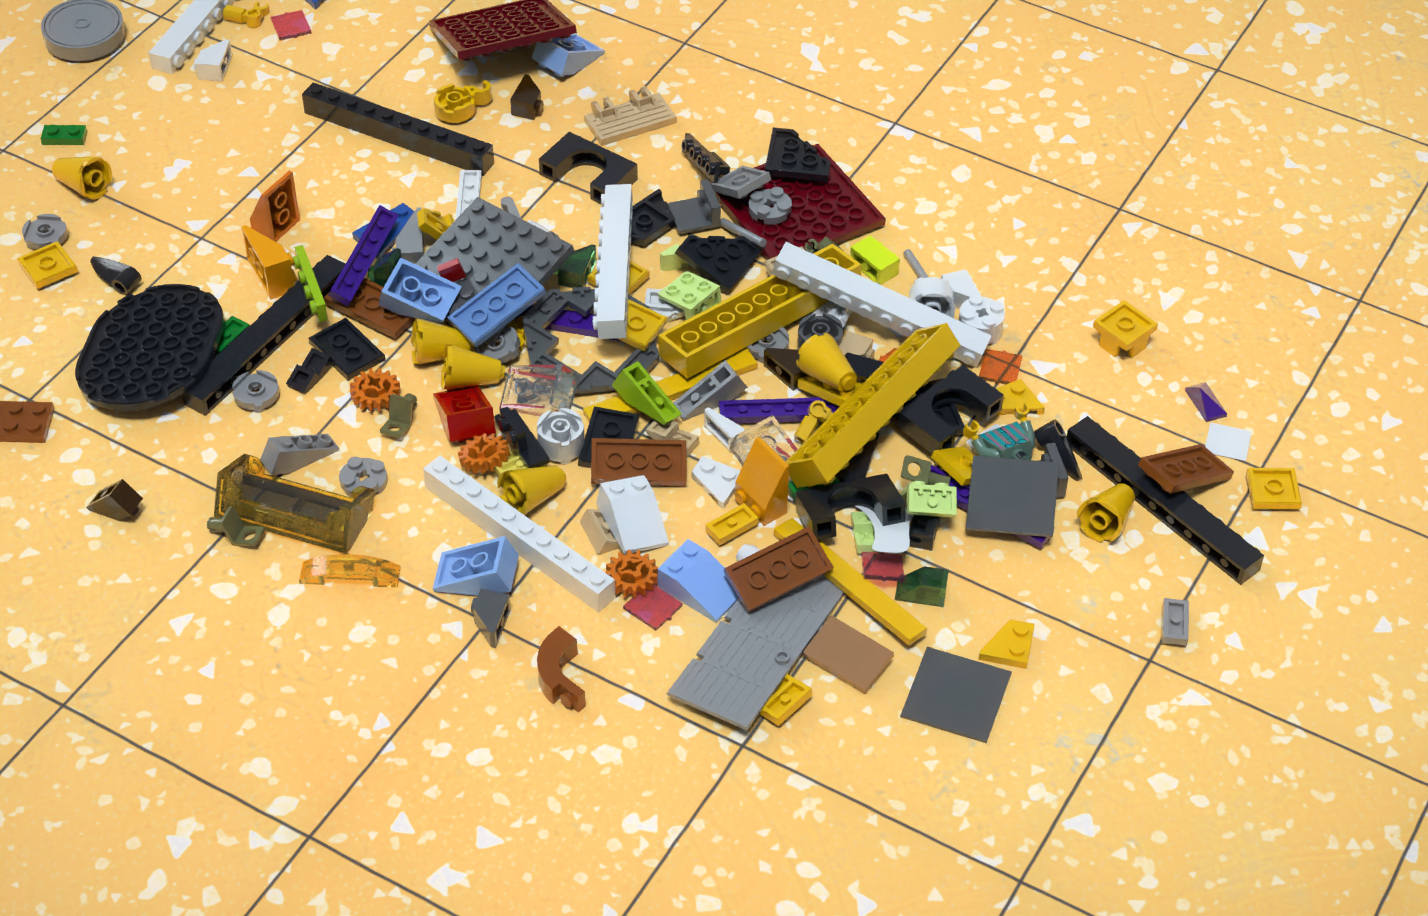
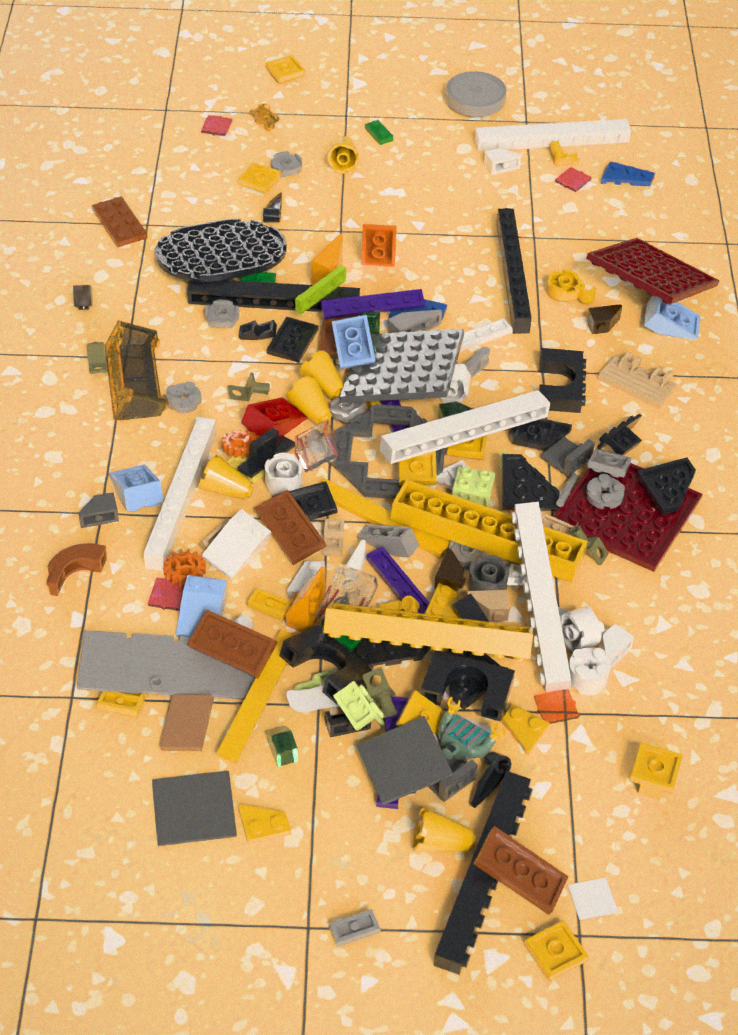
camera: 60 degrees right, 0 degrees up
(292, 453) = (180, 355): light grey slope -> none
(350, 567) = (99, 428): clear yellow slope -> none
(374, 389) = (263, 366): orange gear -> none
(433, 223) = (430, 321): yellow wing -> none
(452, 270) = (381, 347): red tile -> none
(497, 305) = (367, 383): medium blue tile -> none
(644, 394) = (351, 501): lime slope -> none
(826, 362) = (450, 584): yellow cone -> none
(876, 260) = (604, 579): neon yellow brick -> none
(882, 566) = (282, 712): clear pink piece -> none
(915, 263) = (621, 612): light grey bar -> none
(1205, 402) = (625, 864): slope -> none

